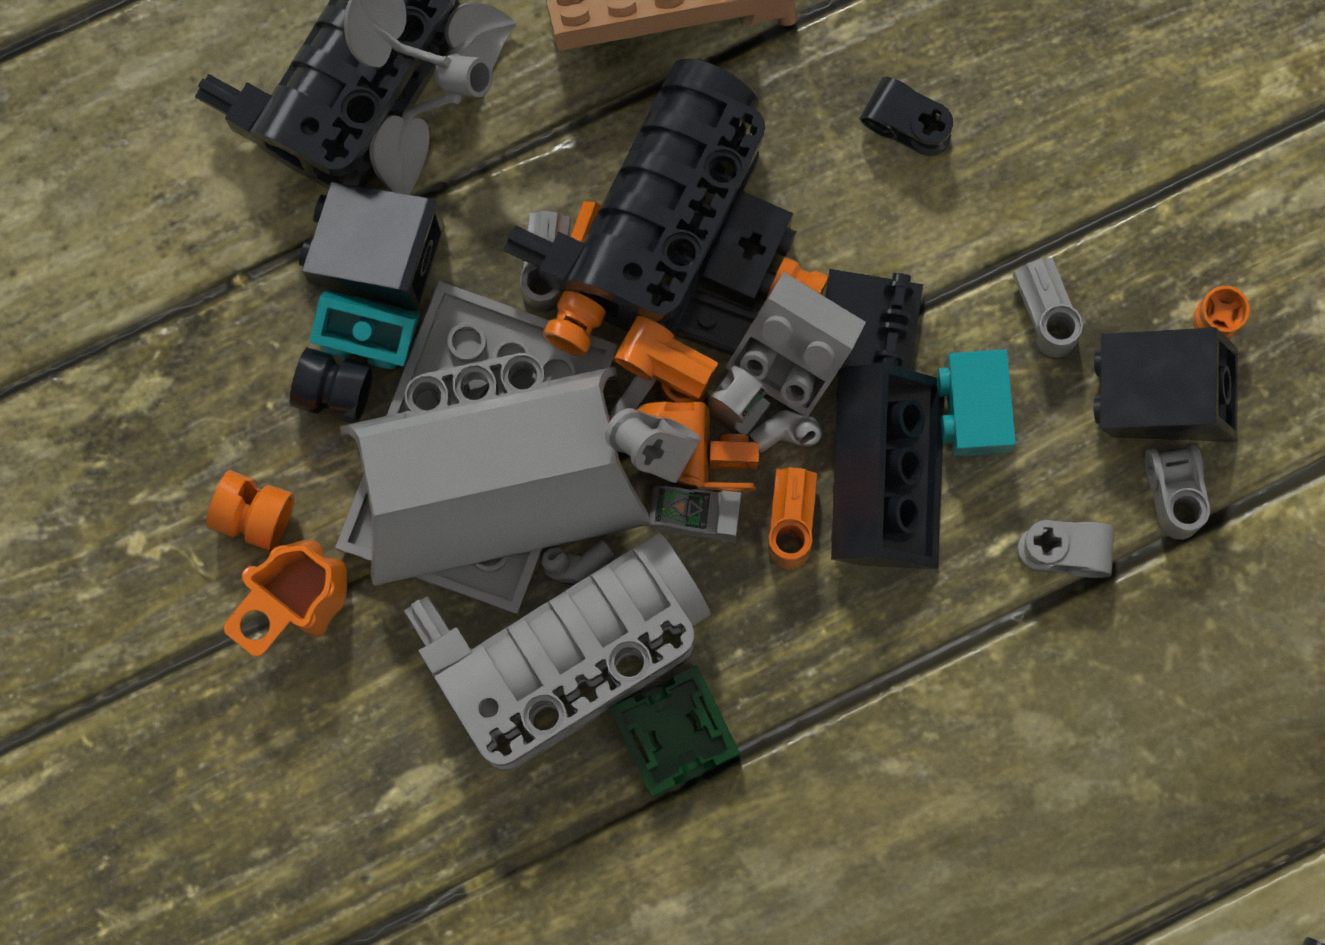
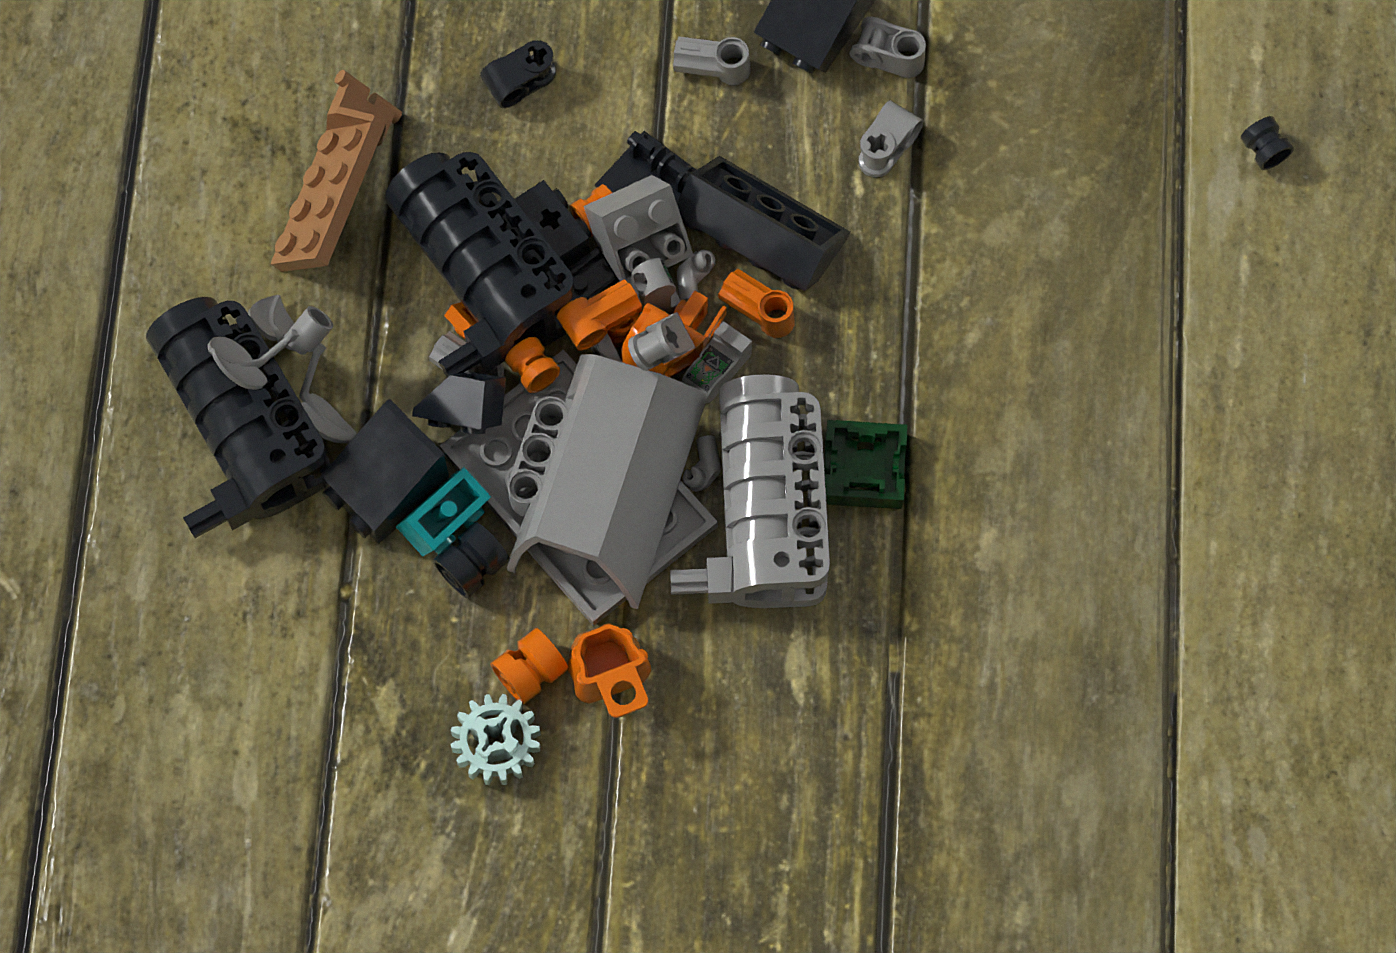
camera: 60 degrees left, 10 degrees down
(157, 500) = (481, 729): none -> light aqua gear
(489, 281) = (465, 400): none -> black slope
(977, 403) = (752, 137): teal brick -> none

